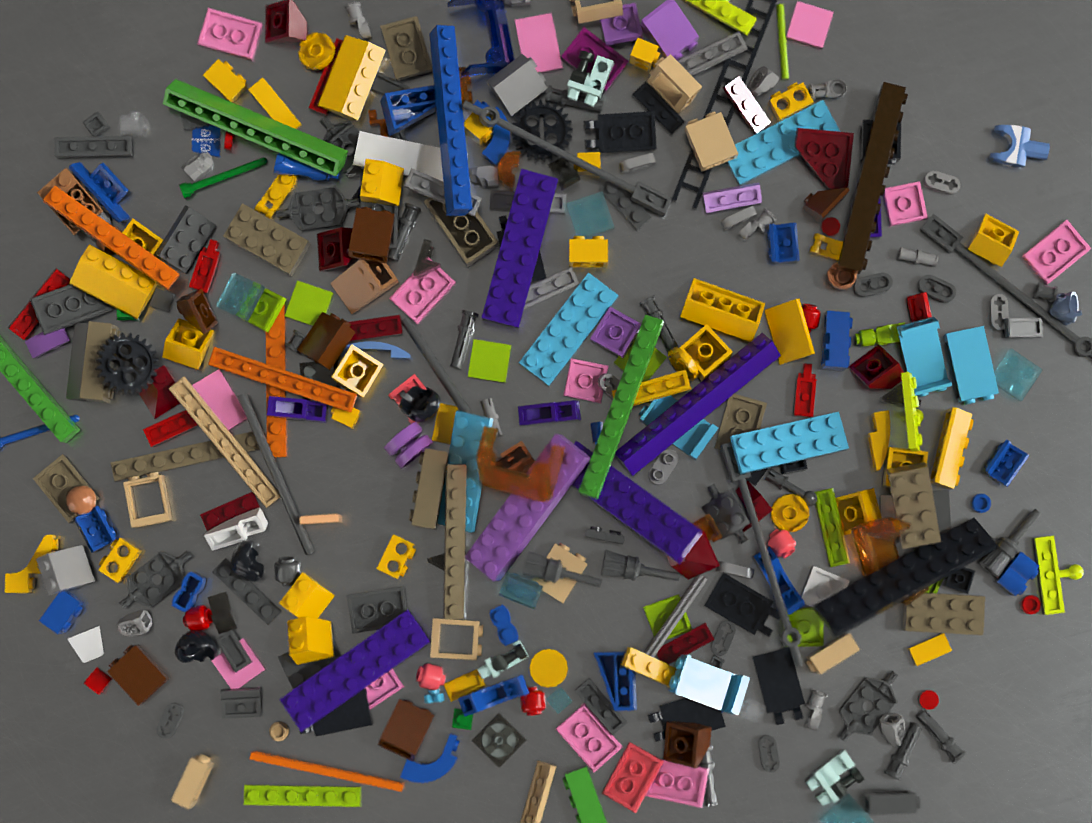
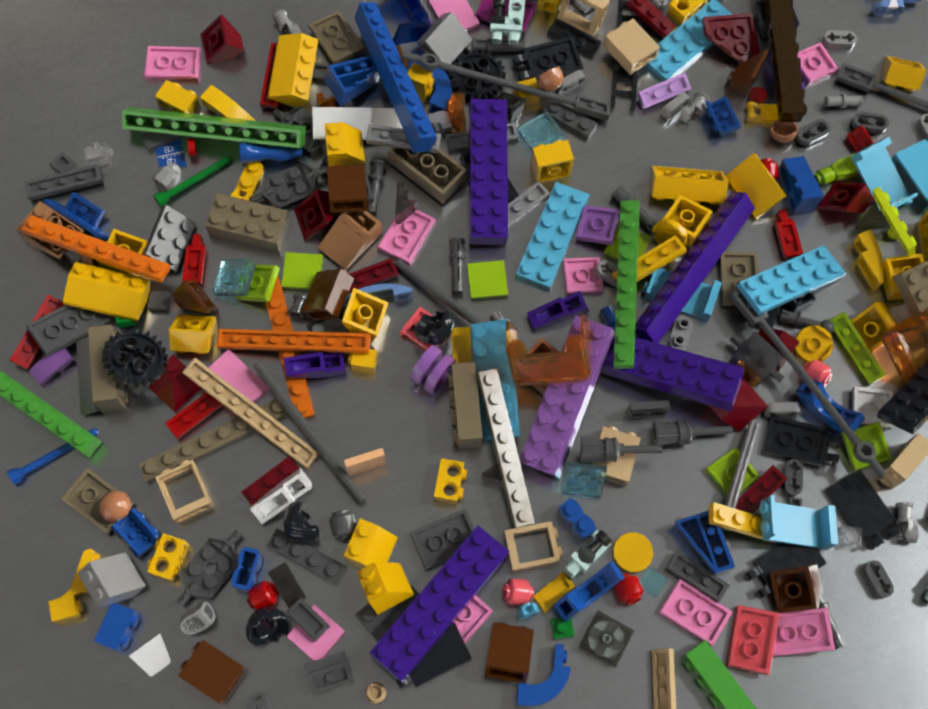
camera: 20 degrees left, 15 degrees down
(98, 681) = (170, 691): red slope -> none
(316, 51) = (255, 57): yellow tile -> none
(613, 163) = (551, 79): none -> nougat hair

